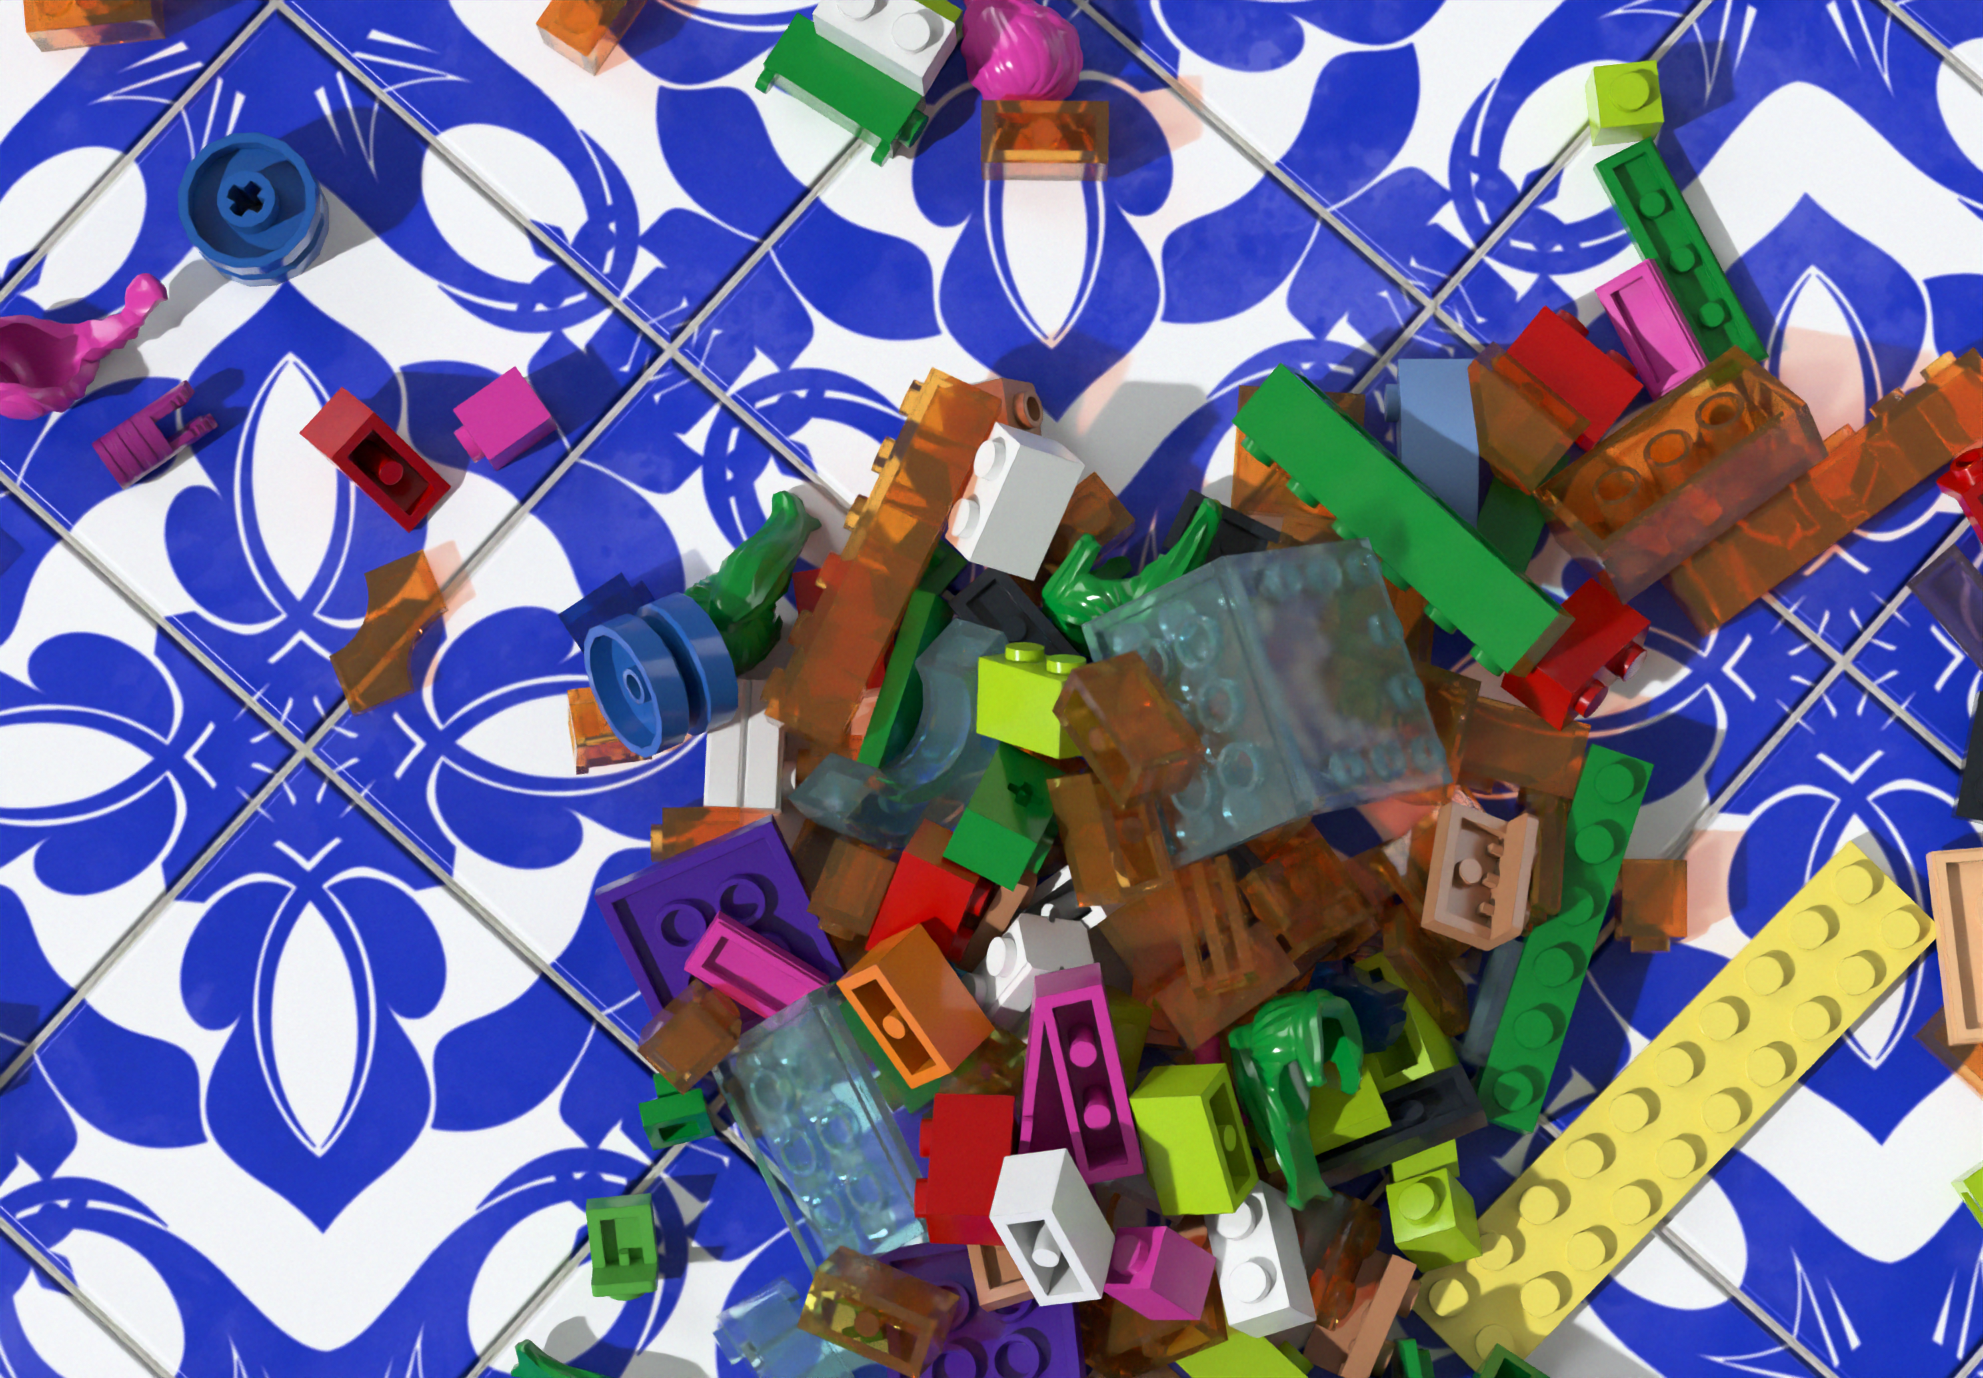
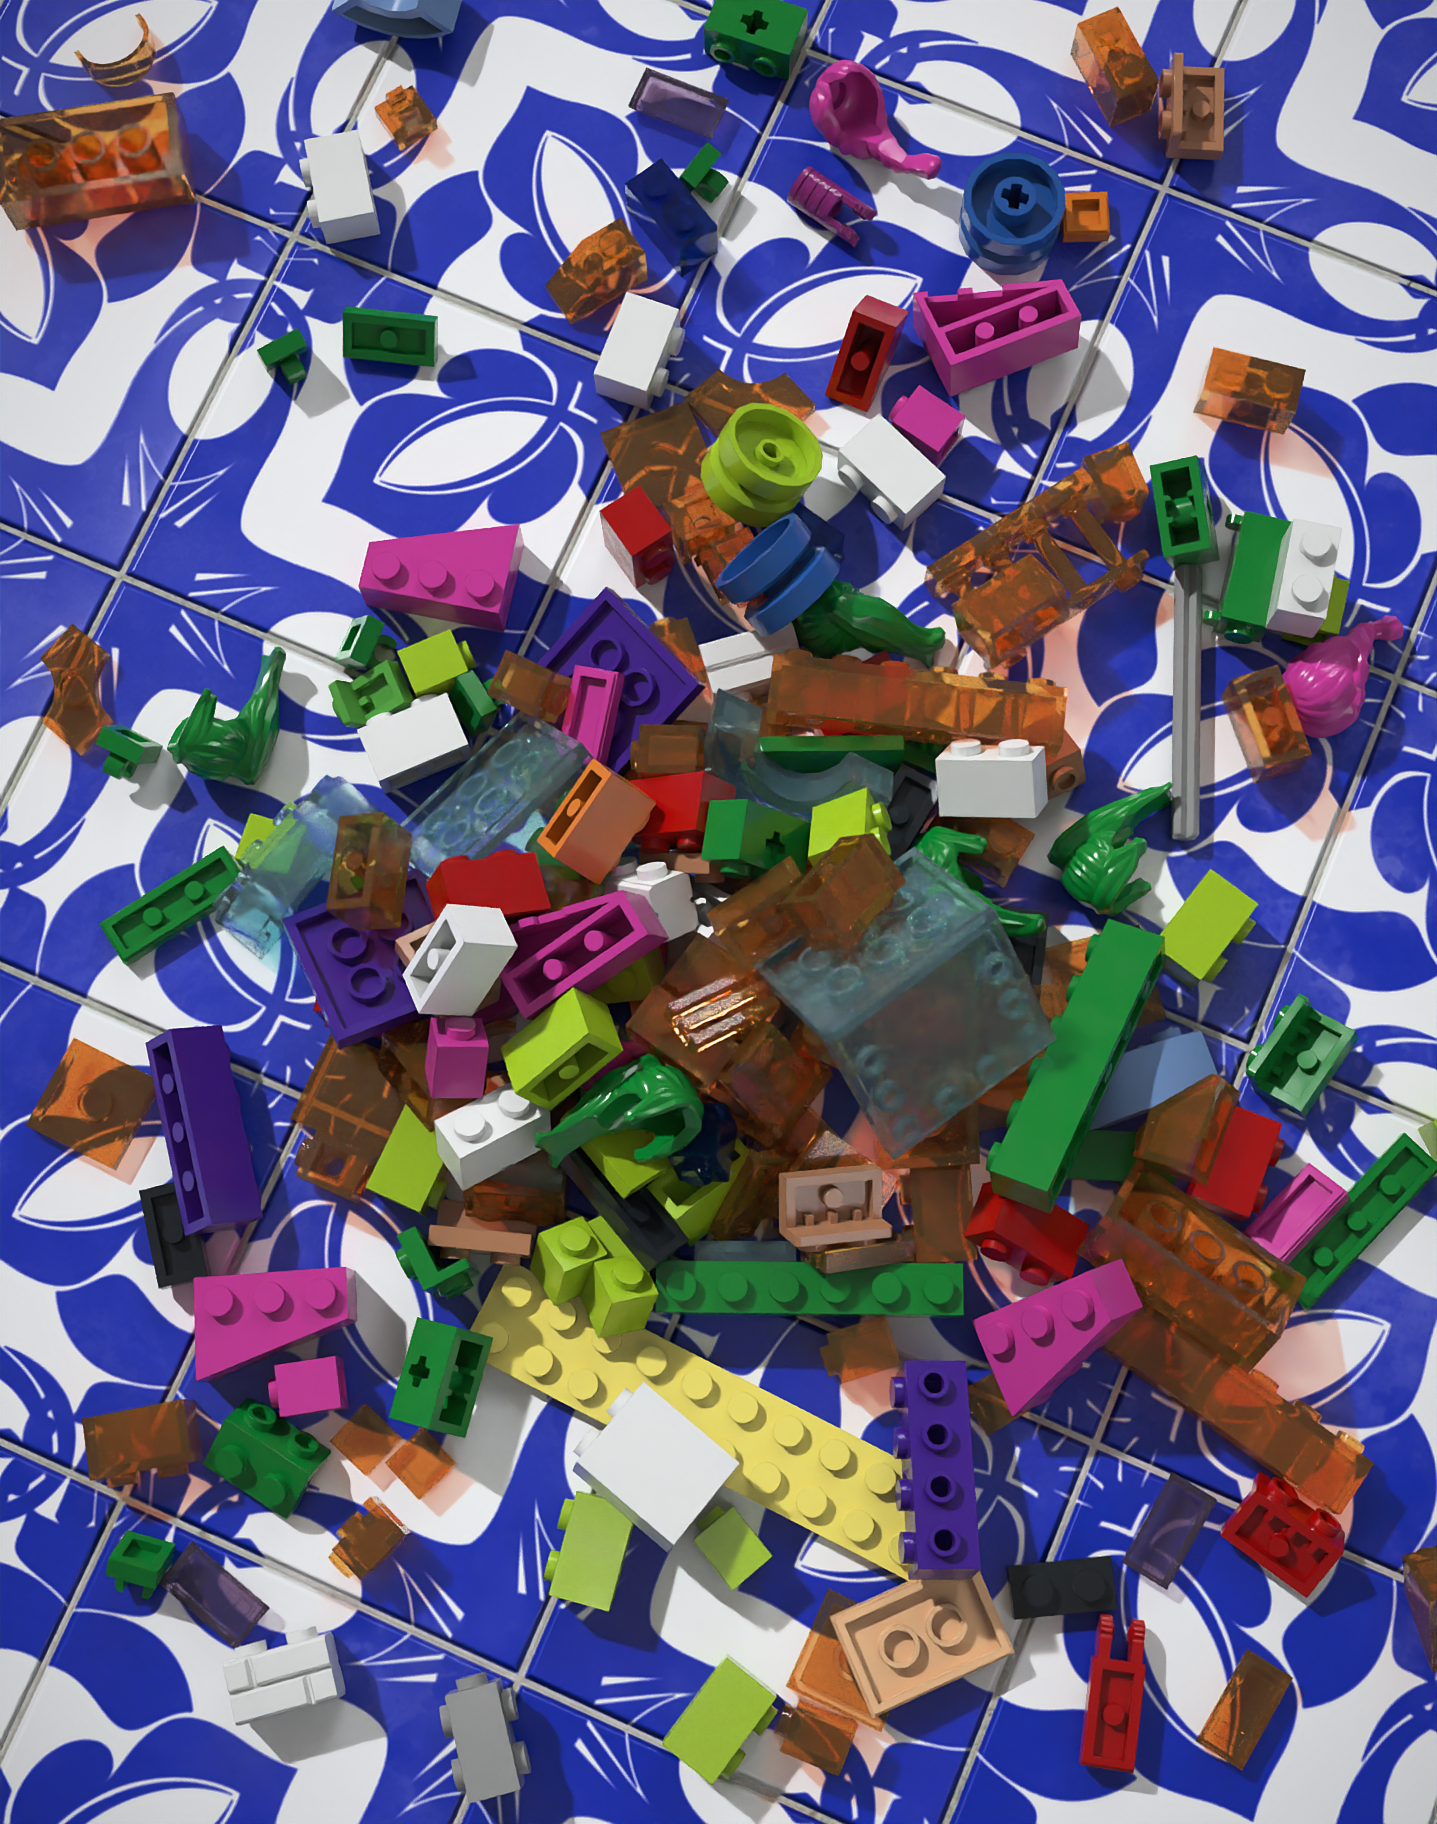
camera: 70 degrees right, 5 degrees down
(49, 593) = (702, 177): none -> green tile
(98, 648) = (671, 217): none -> clear blue brick
(106, 1218) = (284, 353): none -> green tile
(131, 1071) = (390, 336): none -> green plate
(139, 770) = (598, 271): none -> clear orange slope
(269, 752) = (638, 351): none -> white brick
(283, 113) = (1086, 217): none -> orange tile
(409, 290) = (995, 332): none -> dark pink wedge
(425, 773) = (658, 453): none -> clear orange tile
(493, 646) = (761, 464): none -> lime wheel
(493, 1099) = (446, 575): none -> dark pink wedge
(513, 735) = (695, 523): none -> clear orange brick
(537, 834) = (638, 538): none -> red brick
(545, 1238) = (360, 642): none -> green tile
(550, 487) = (889, 473): none -> white brick
(611, 1148) = (436, 663): none -> lime brick
(665, 211) = (1117, 485): none -> clear orange brick
(685, 333) = (1031, 524): none -> clear orange fence
(701, 1208) = (414, 741): none -> white brick
(737, 138) = (1184, 512): none -> green brick
(798, 400) = (1011, 610): none -> clear orange brick
(974, 224) = (1186, 702): none -> light grey axle
(1136, 417) = (1092, 854): none -> green hair
(1272, 309) = (1204, 927): none -> lime brick
(1466, 253) = (1299, 1056): none -> green bracket
(1497, 1172) = (618, 1296): none -> lime brick
(1703, 664) = (1054, 1331): none -> dark pink wedge
(1716, 1194) = (653, 1464): none -> white brick
(1757, 763) = (989, 1405): none -> clear orange tile
(1785, 1303) = (591, 1551): none -> lime brick
(1823, 860) = (936, 1470): none -> dark purple brick
(1831, 1134) = (730, 1545): none -> lime brick

